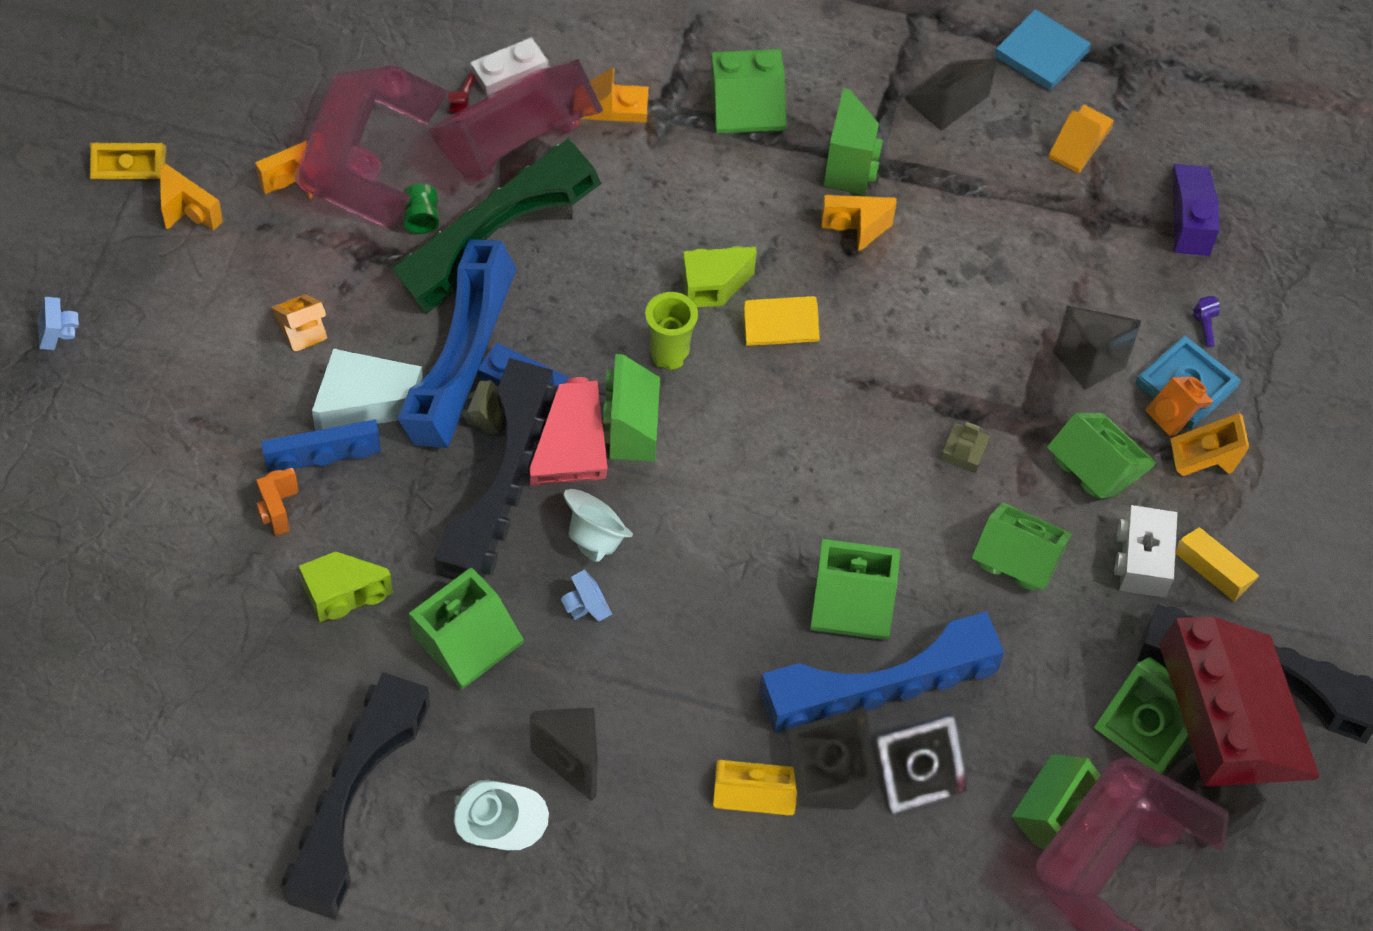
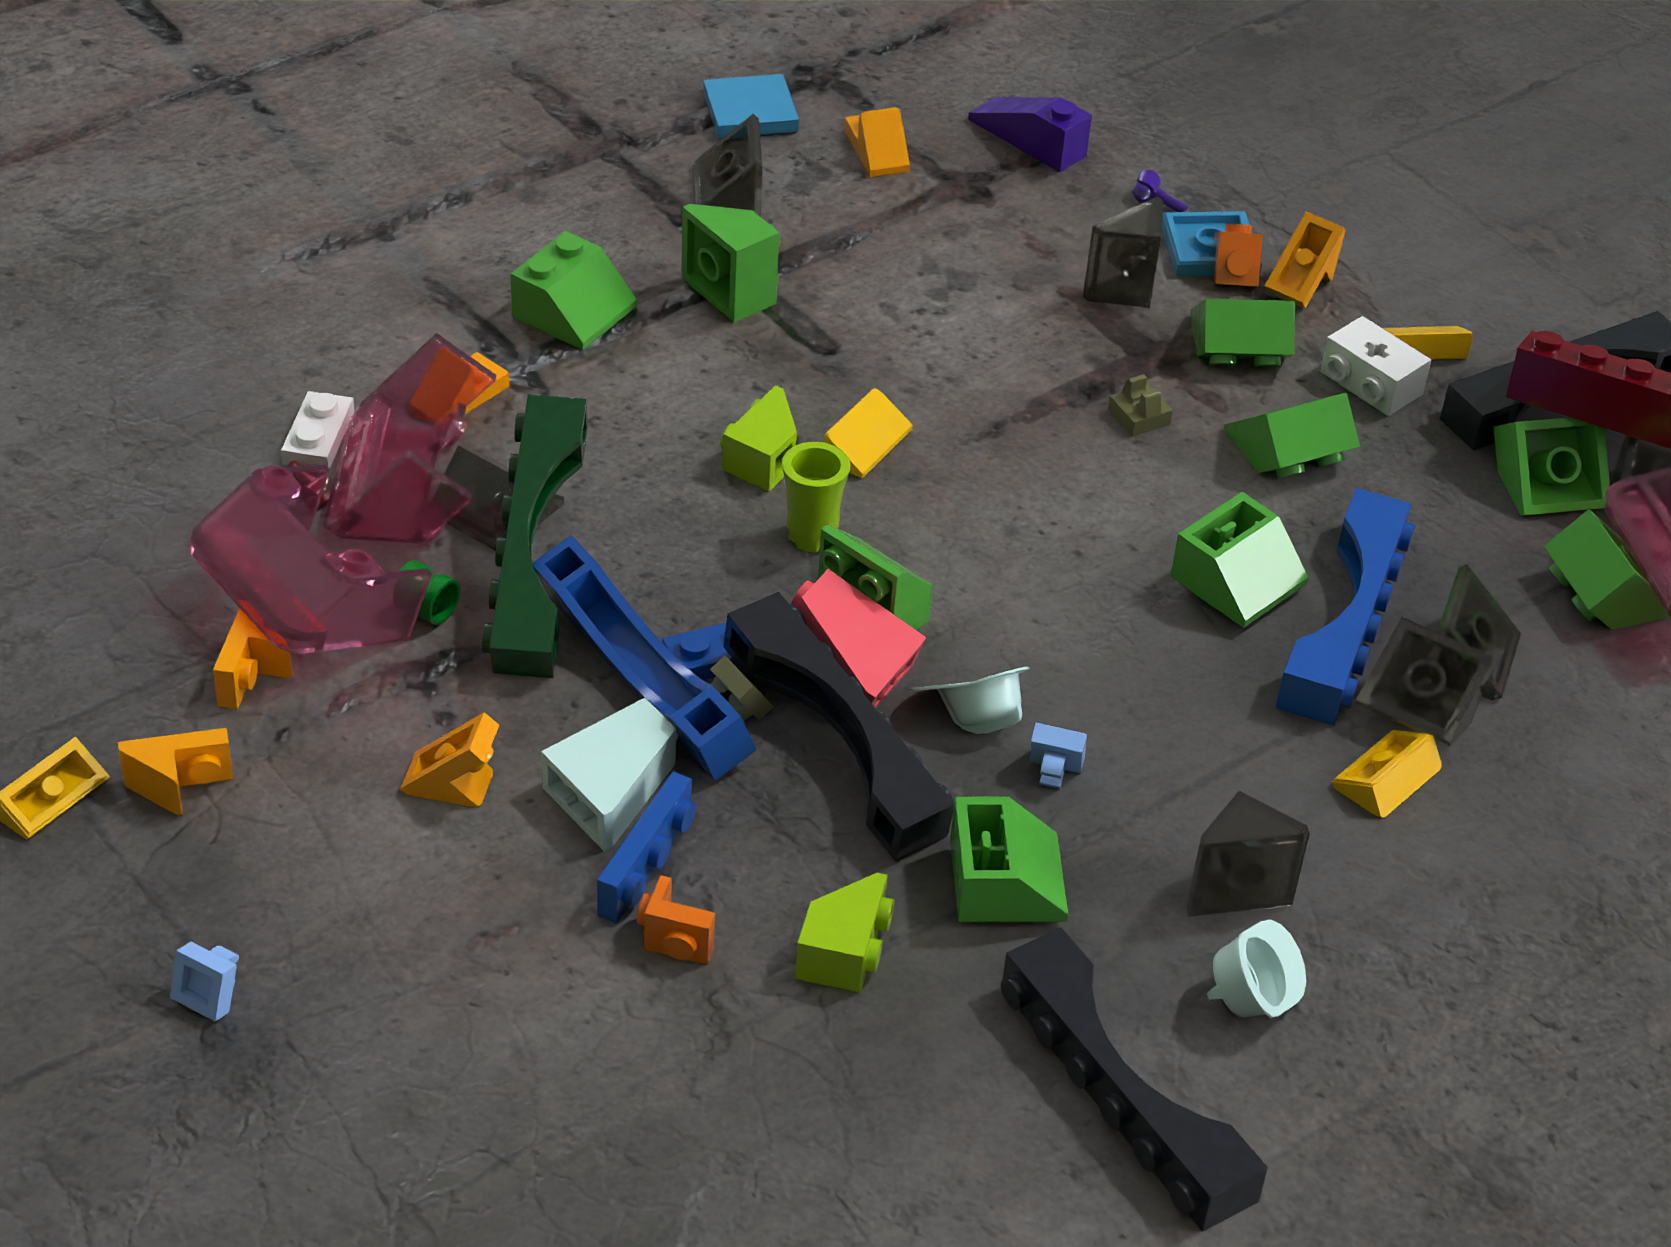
camera: 50 degrees left, 15 degrees down
(866, 214) = (805, 310): light orange slope -> none

